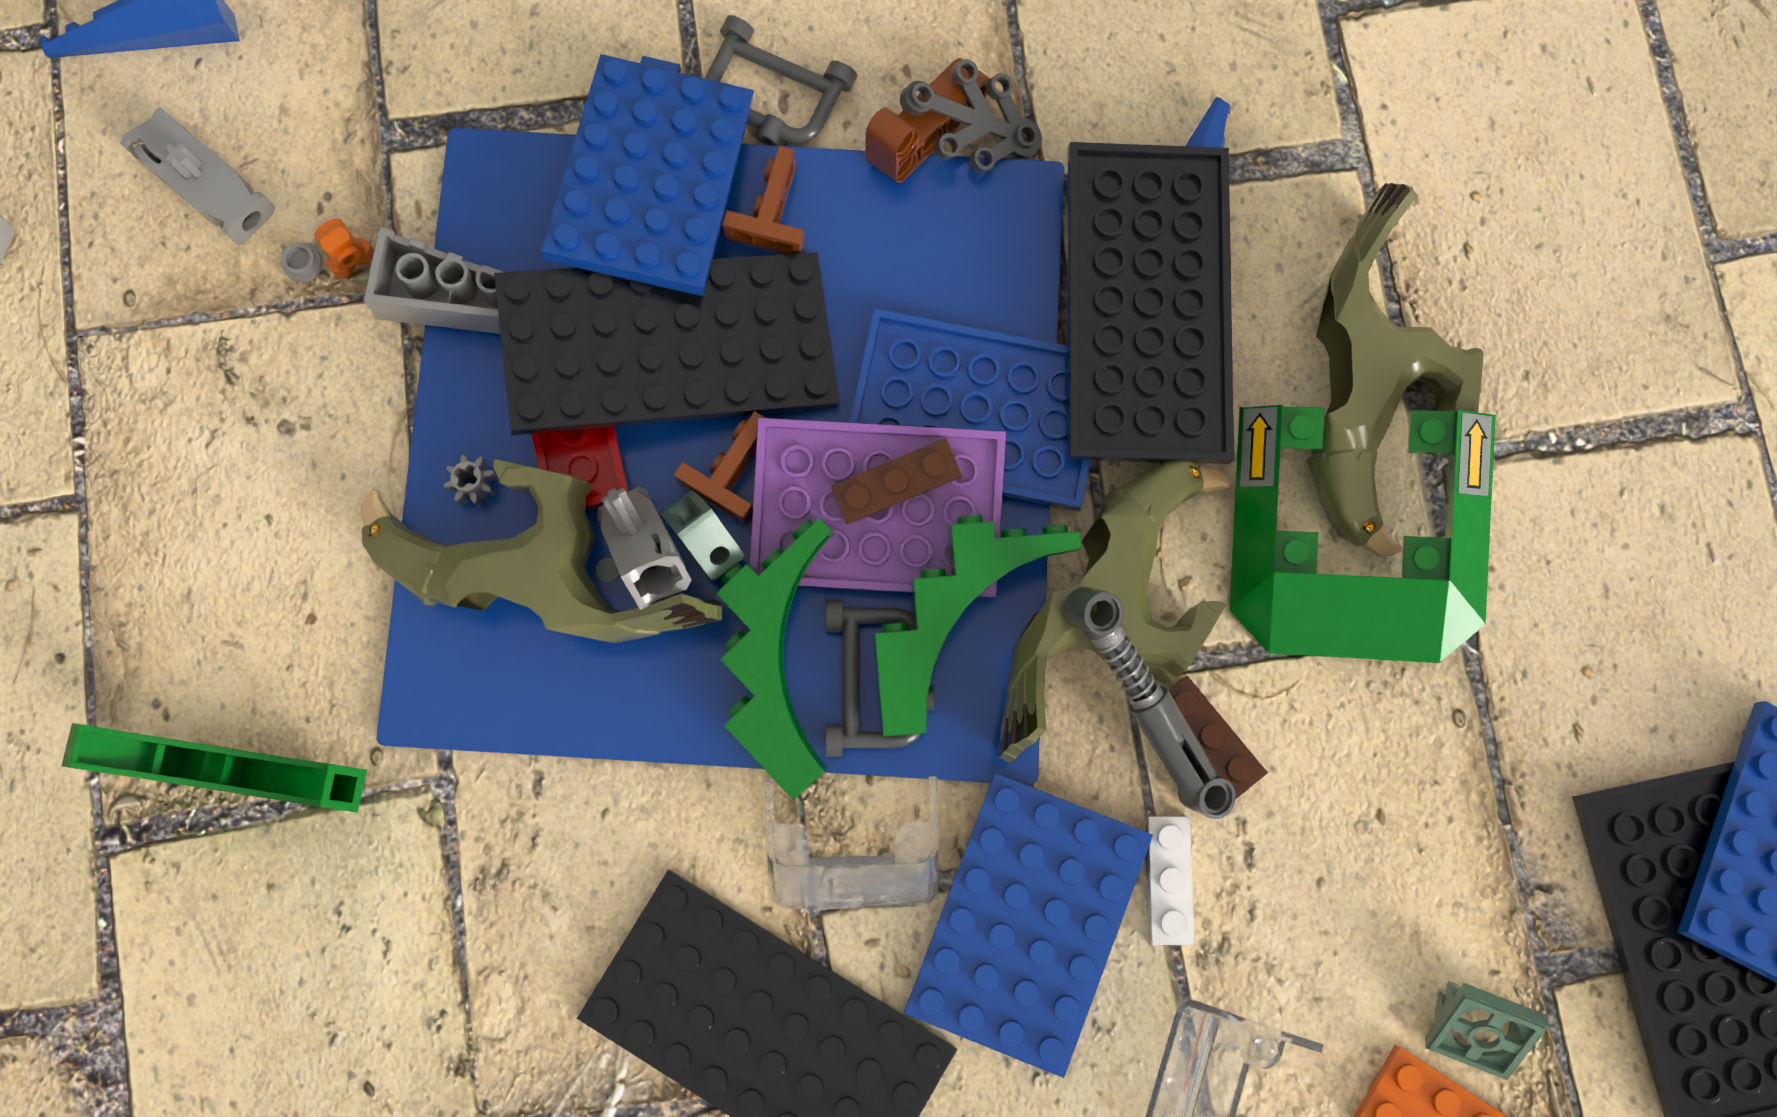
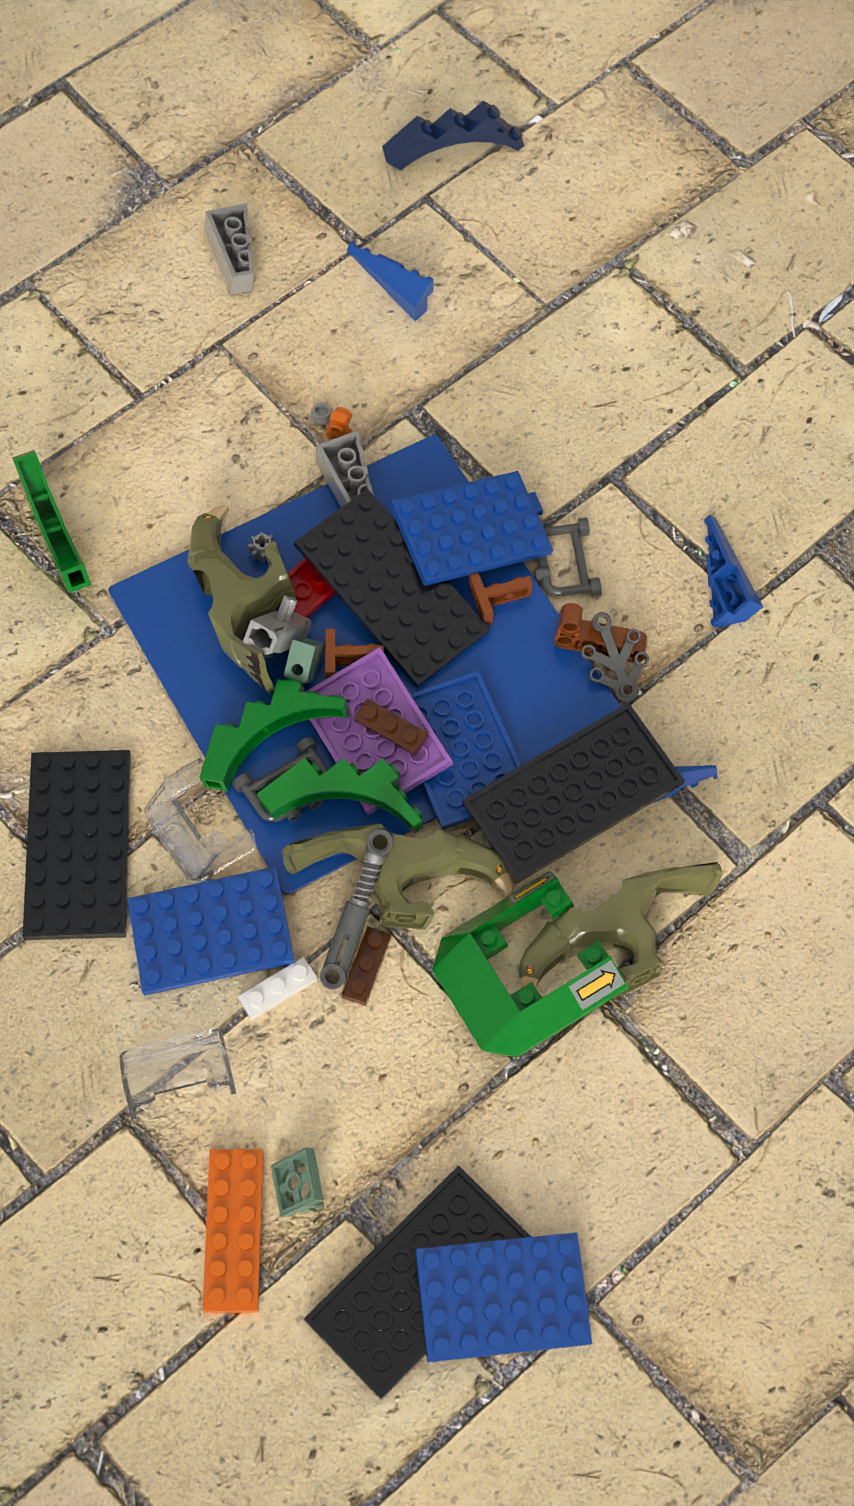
camera: 55 degrees right, 15 degrees down
(199, 176) = (332, 346): light grey piece -> none

